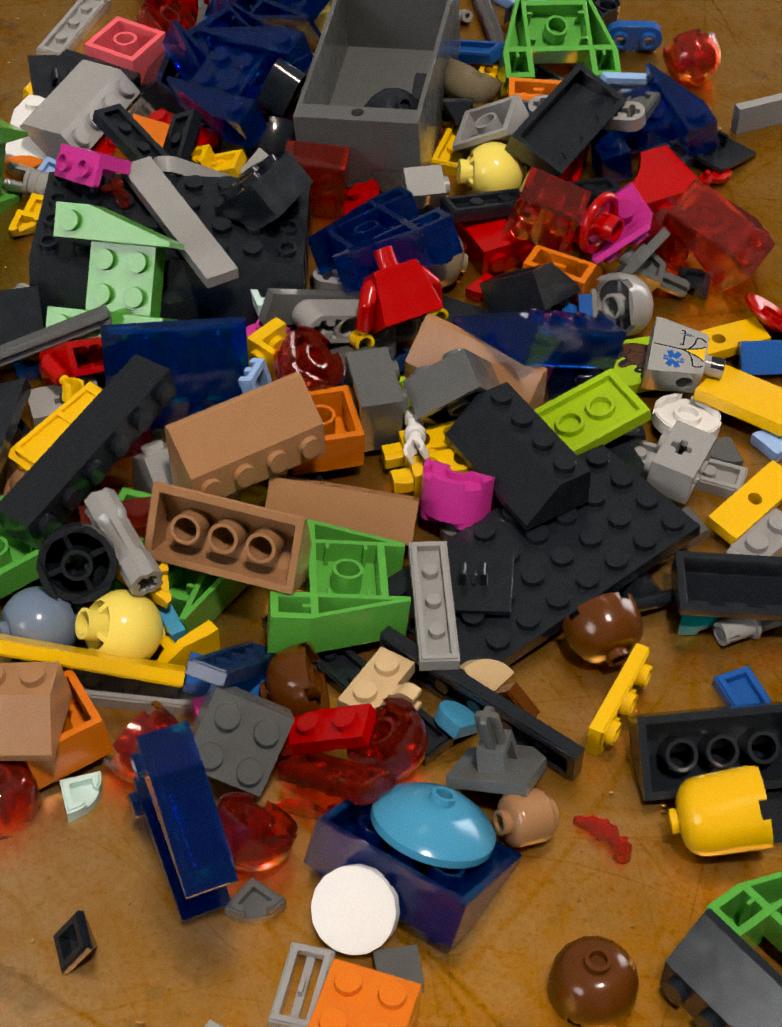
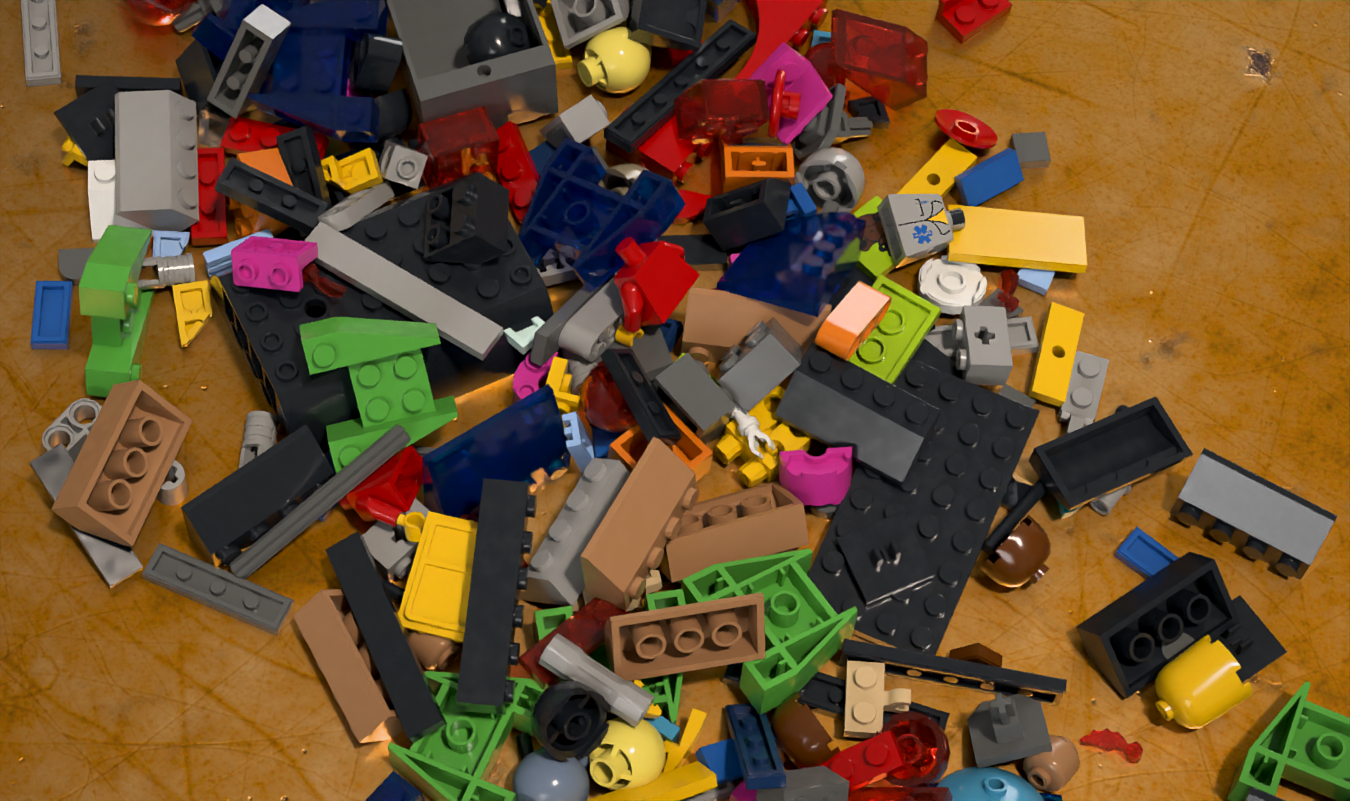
camera: 35 degrees left, 15 degrees up
(126, 45) = (140, 44): coral brick -> none
(181, 50) = (248, 60): none -> dark grey brick
(326, 366) = (640, 395): none -> black tile
(433, 606) = (873, 601): light grey tile -> none
(455, 719) = (942, 697): dark azure tile -> none
(487, 672) = (946, 643): tan tile -> none
(555, 380) = (853, 320): none -> beam
(619, 701) = (1060, 614): yellow tile -> none
(732, 444) = (1009, 286): none -> clear red piece

